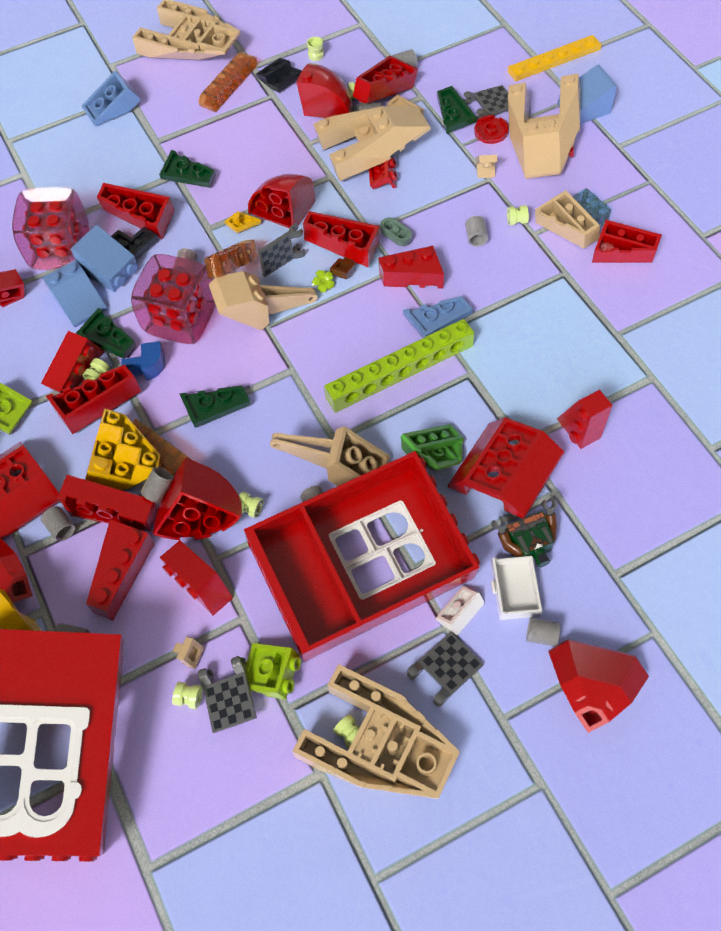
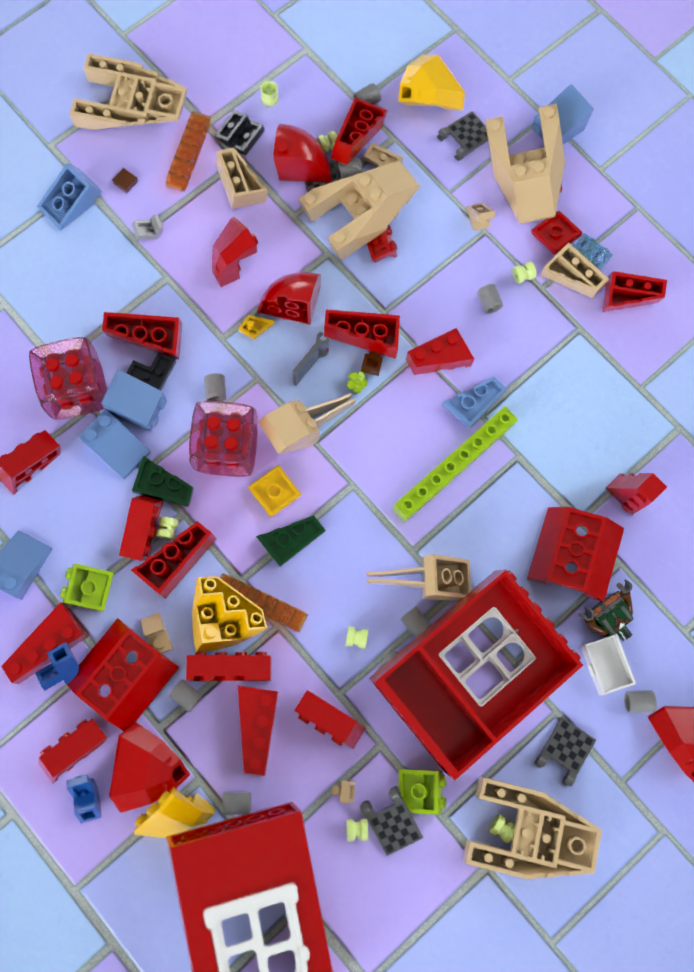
camera: 25 degrees left, 15 degrees up
(53, 463) = (156, 633): none -> tan slope
(150, 363) = (216, 508): blue brick -> none
(157, 484) = (271, 642): light grey piece -> none
(165, 97) = (125, 180): none -> reddish brown tile
(170, 133) = (147, 228): none -> light grey bracket
(182, 170) = (174, 273): dark green wing -> none
(197, 504) = (310, 650): red brick -> none
(211, 359) = (274, 491): none -> yellow plate
(230, 258) = (267, 384): clear orange beam -> none
(242, 147) = (229, 248): none -> red brick
(265, 108) = (239, 182): none -> tan wedge
(398, 232) = (413, 310): sand green plate -> none
(437, 445) = (512, 548): bright green wedge -> none
(454, 110) = (432, 152): dark green wing -> none
(460, 610) = (565, 696): white slope -> none
(465, 55) = (431, 84): none -> yellow brick
(491, 129) = (473, 170): red tile -> none
(554, 58) = (516, 68): yellow plate -> none
(557, 184) = (556, 232): none -> red plate

